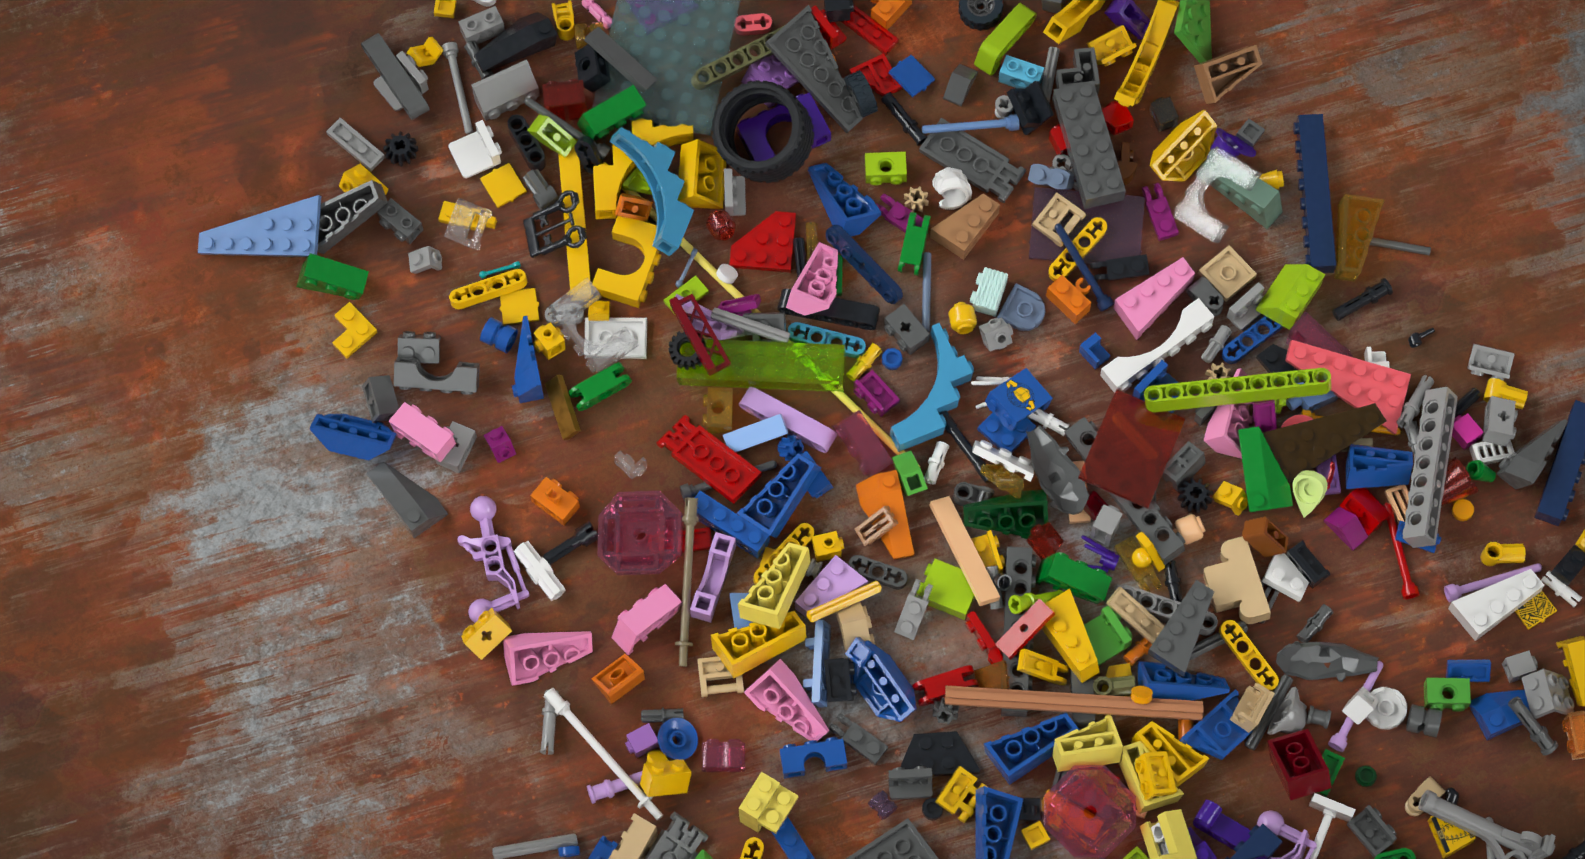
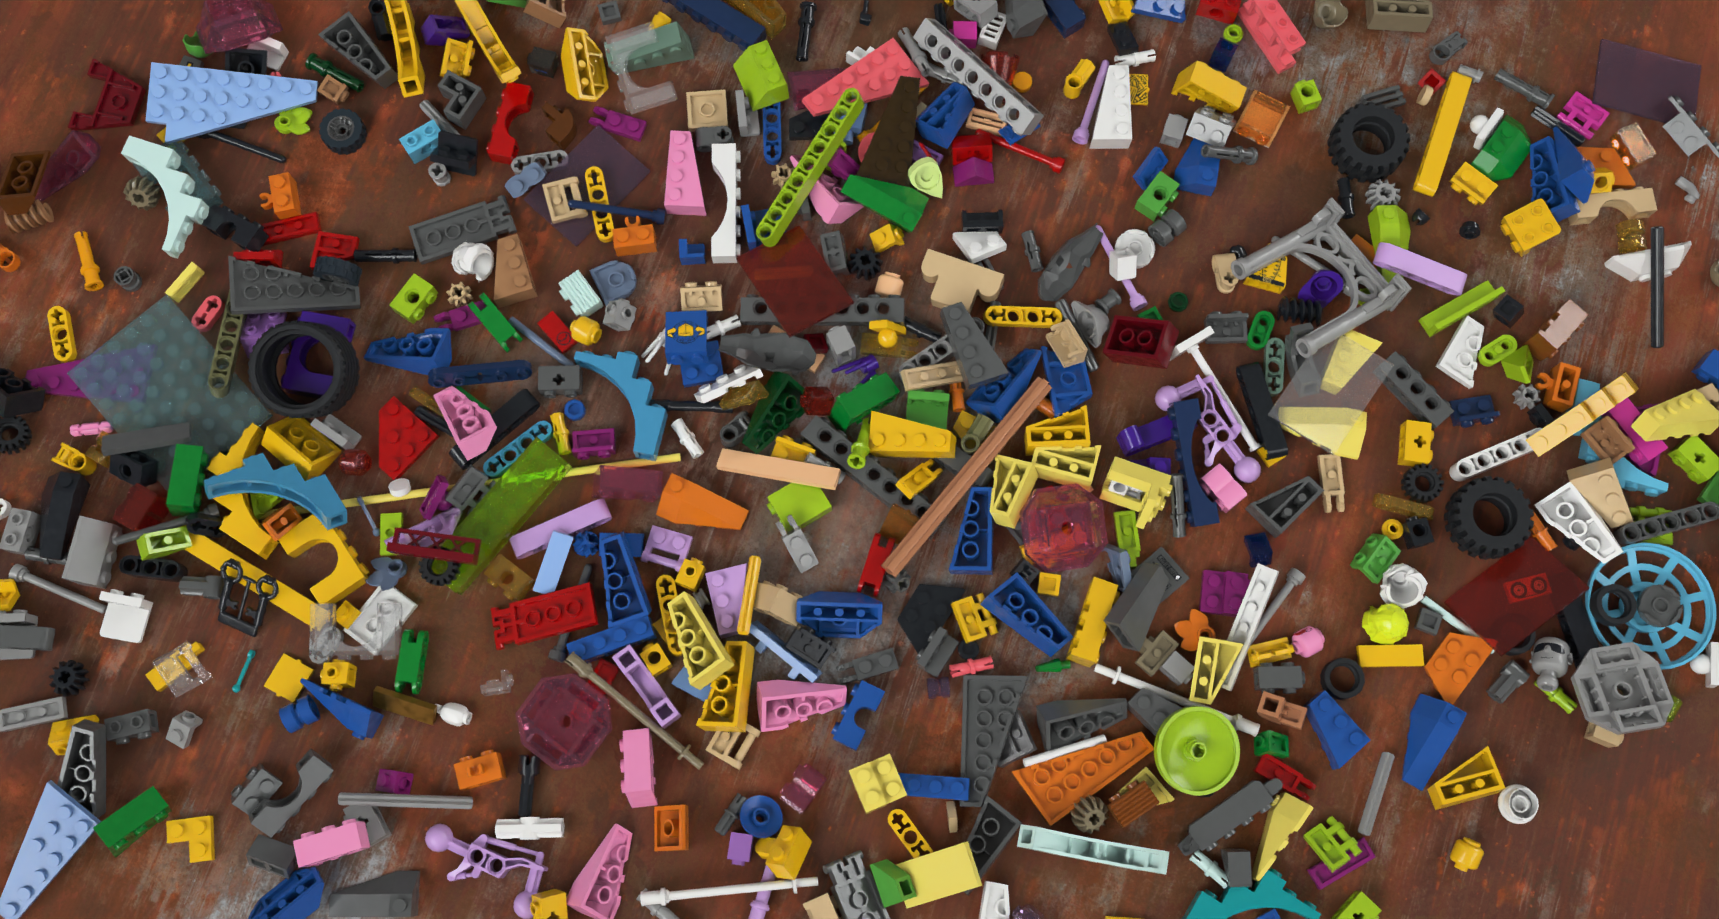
camera: 55 degrees left, 5 degrees up
(487, 286) = (255, 694): yellow beam -> none
(492, 462) = (405, 800): none -> light grey axle
(503, 185) = (173, 614): yellow piece -> none
(584, 449) = (454, 714): none -> white plant
(653, 316) = (387, 572): none -> sand blue plate
(736, 577) = (660, 667): none -> yellow brick
(750, 325) = (459, 500): light grey axle -> none
(840, 509) = (667, 541): none -> lavender plate
(859, 652) = (801, 613): tile -> none
(873, 564) = (743, 541): dark grey beam -> none
(889, 517) = (705, 507): medium nougat tile -> none
(909, 473) = (682, 464): bright green slope -> none
(911, 75) = (355, 223): blue piece -> none
(919, 820) = (971, 666): none -> coral pin
(945, 297) = (557, 332): none -> red tile
(959, 84) = (393, 194): dark grey slope -> none
(984, 640) = (862, 507): red hinge -> none
(1004, 38) = (384, 133): lime beam -> none
(1005, 581) = (827, 457): black hinge -> none
(1010, 122) = (456, 178): medium blue piece -> none
(1034, 620) = (879, 455): tile -> none
(1062, 386) = (701, 297): none -> tan bracket
(1088, 144) = (523, 131): dark grey brick -> none
(1122, 268) = (641, 182): black hinge -> none
(1141, 694) = (1001, 418): light orange tile -> none
(1155, 774) = (1074, 455): yellow bracket -> none
(1216, 343) = (756, 159): light grey axle -> none
(1232, 144) = (600, 33): dark purple piece -> none
(1265, 537) = (940, 235): dark orange brick -> none
(1480, 472) = (1005, 45): green cone -> none

